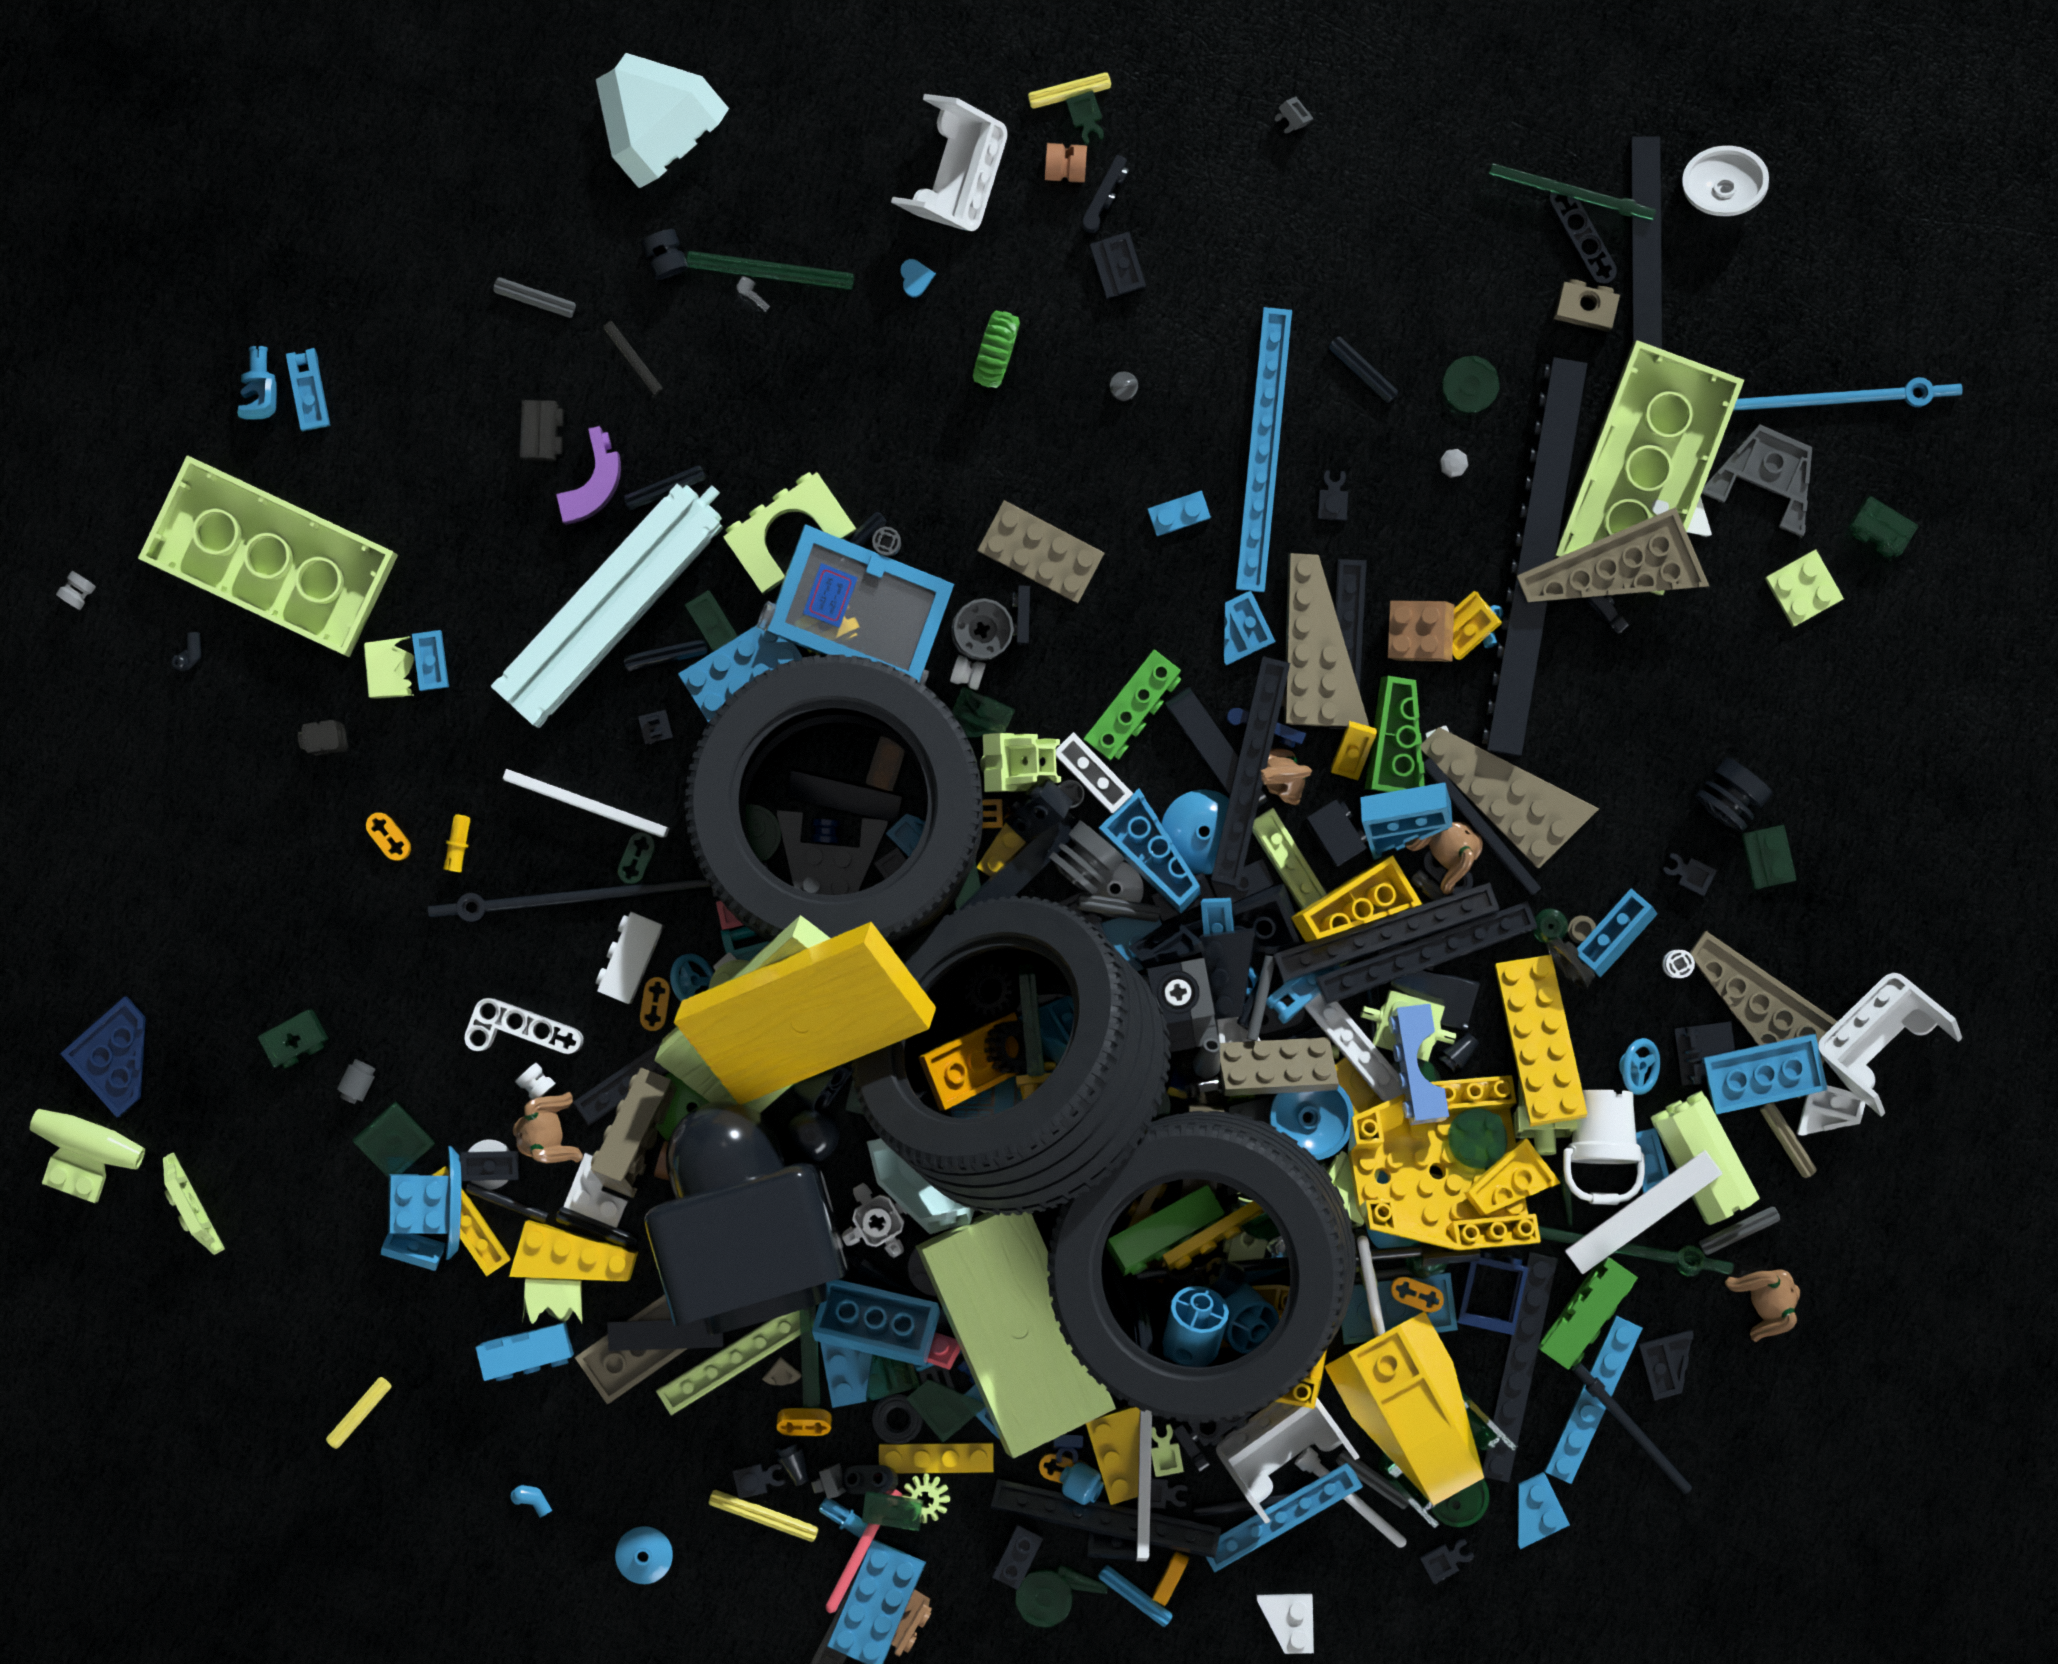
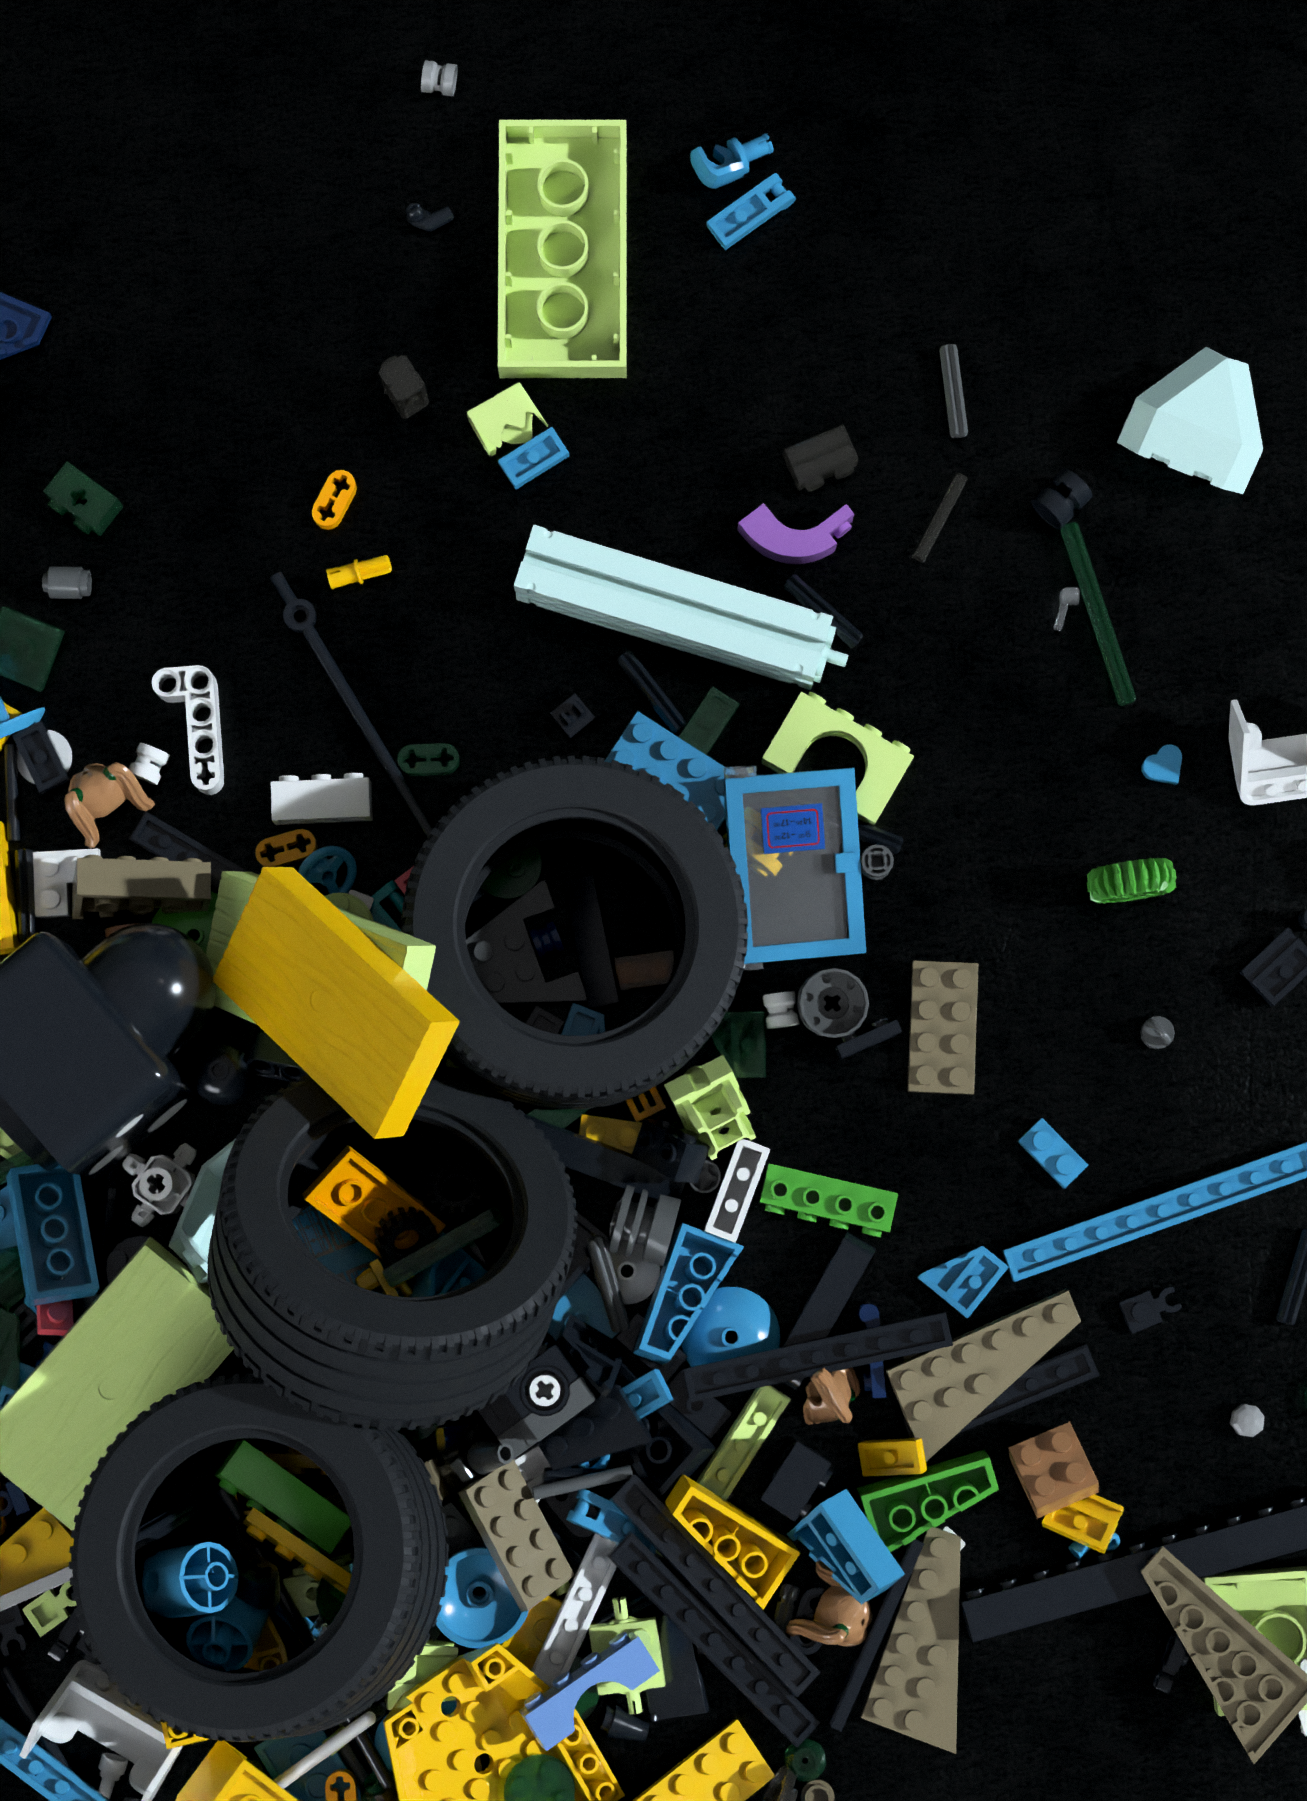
camera: 65 degrees right, 5 degrees down
(585, 803) = (460, 681): white tile -> none

